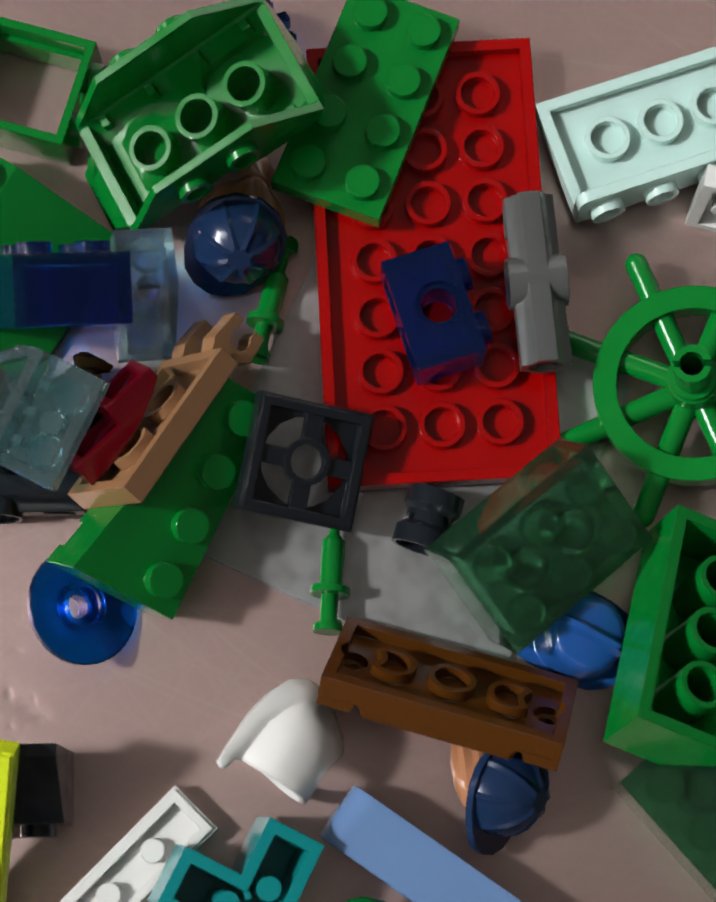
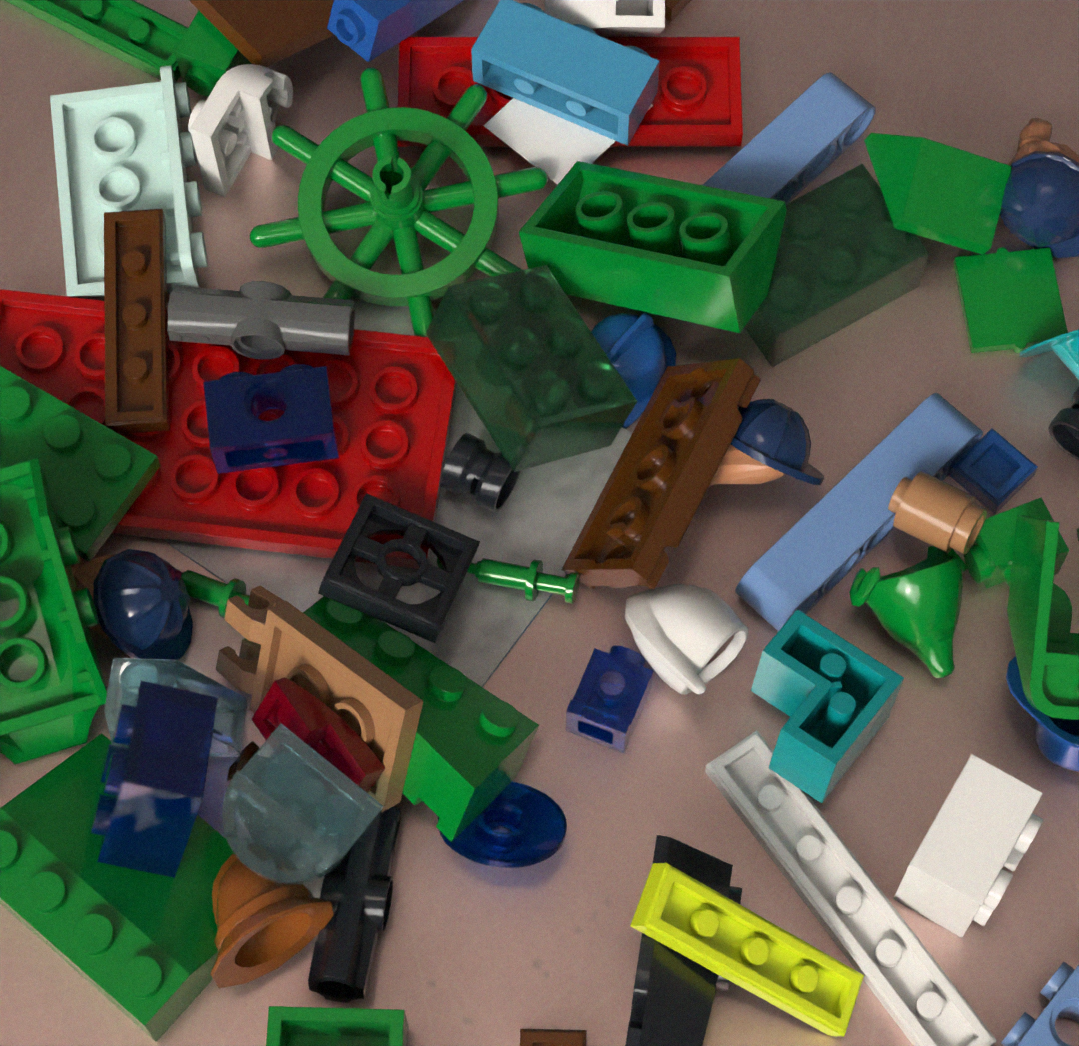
camera: 80 degrees left, 10 degrees down
(199, 679) = (608, 717): none -> clear blue brick
(537, 162) = (136, 321): none -> reddish brown tile

